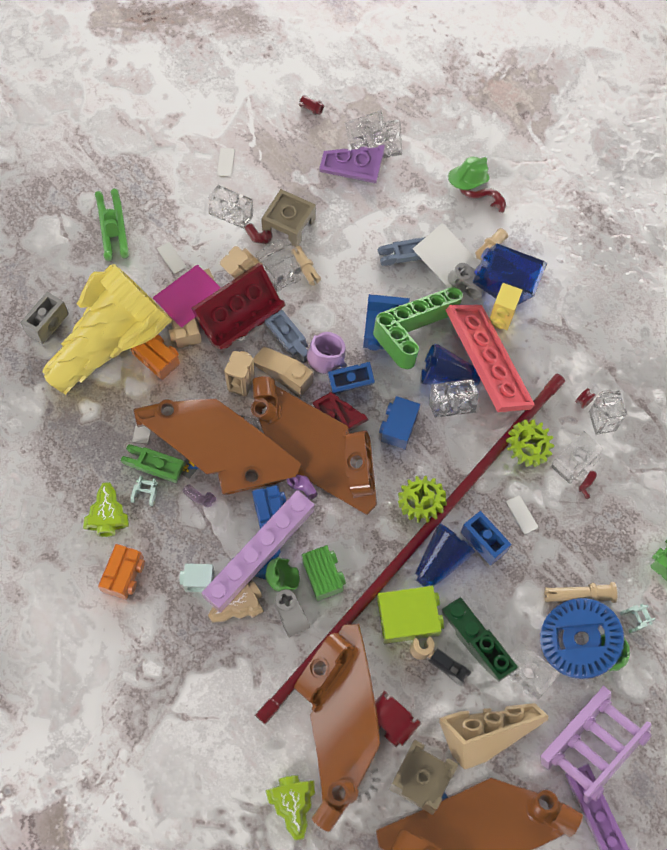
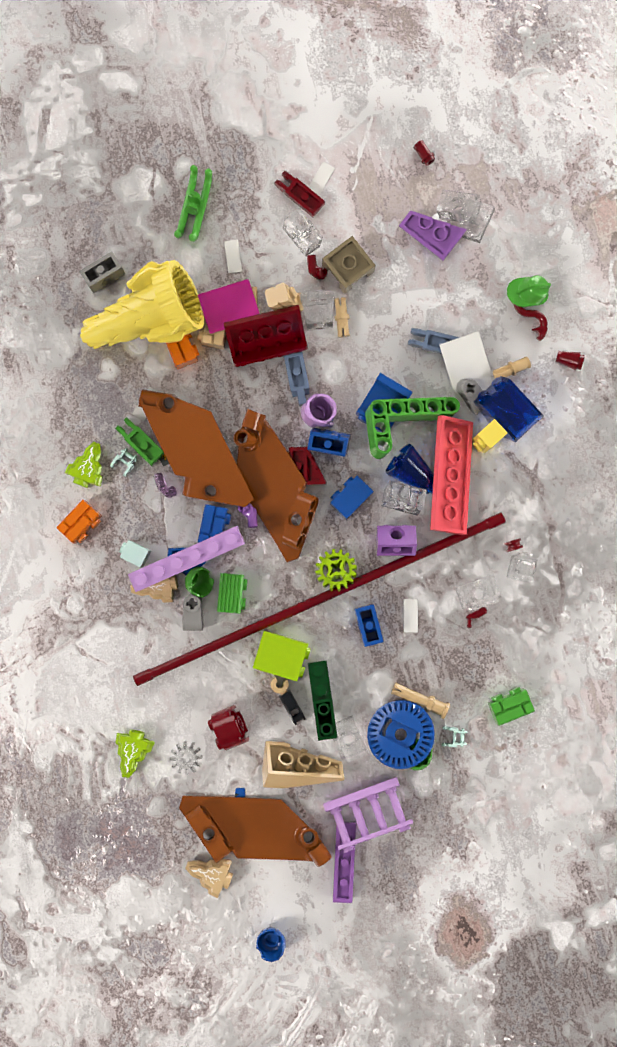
camera: 20 degrees right, 20 degrees up
(210, 178) = (300, 194): none -> dark red hinge
(239, 373) = (240, 397): tan brick -> none
(284, 370) = (278, 406): tan slope -> none
(341, 719) = (192, 711): dark orange panel -> none
(423, 778) = (232, 777): dark tan panel -> none
(442, 556) = (328, 624): clear blue cone -> none
(468, 442) = (396, 540): none -> medium lavender brick
(532, 434) = (445, 571): lime gear -> none
(541, 215) = (570, 359): none -> dark red cone

